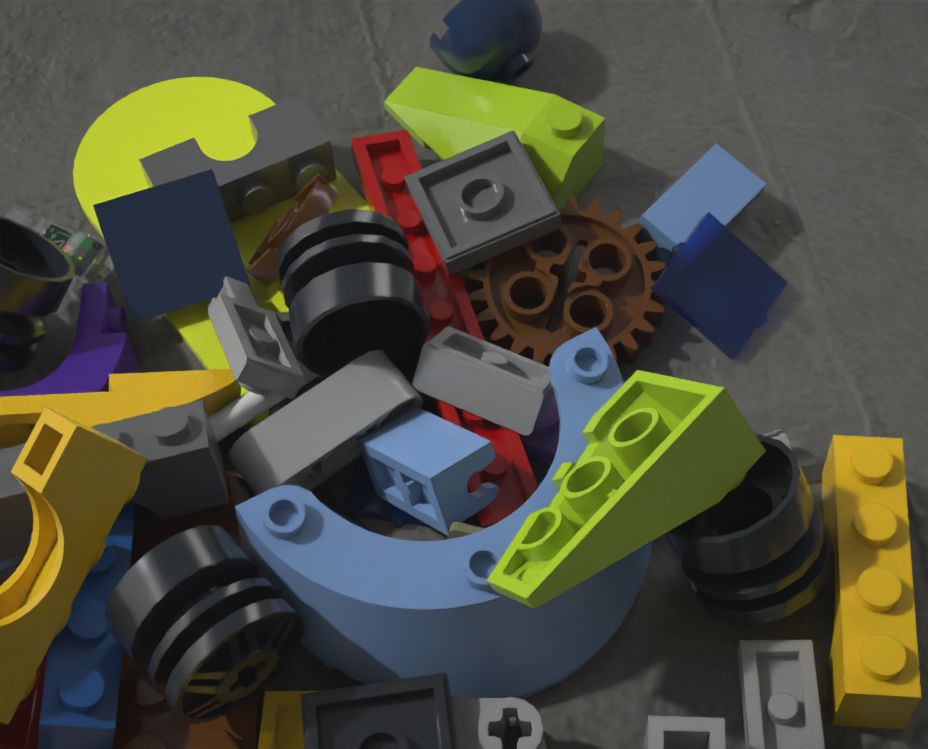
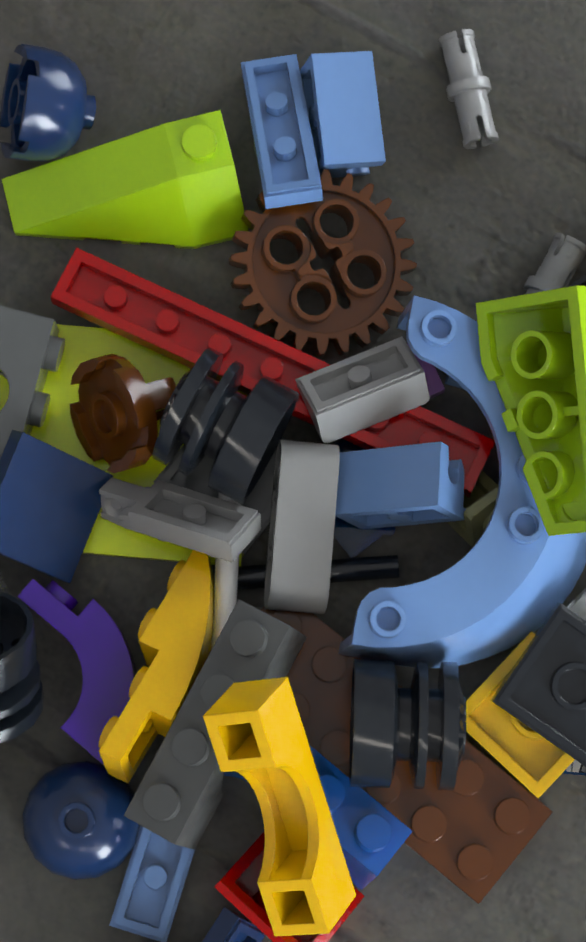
camera: 55 degrees left, 25 degrees up
(483, 202) = (212, 261): dark grey tile -> none
(632, 179) = (281, 131): none -> medium blue tile
(719, 285) = (417, 162): clear blue piece -> none
(819, 280) = (468, 89): none -> light grey pin

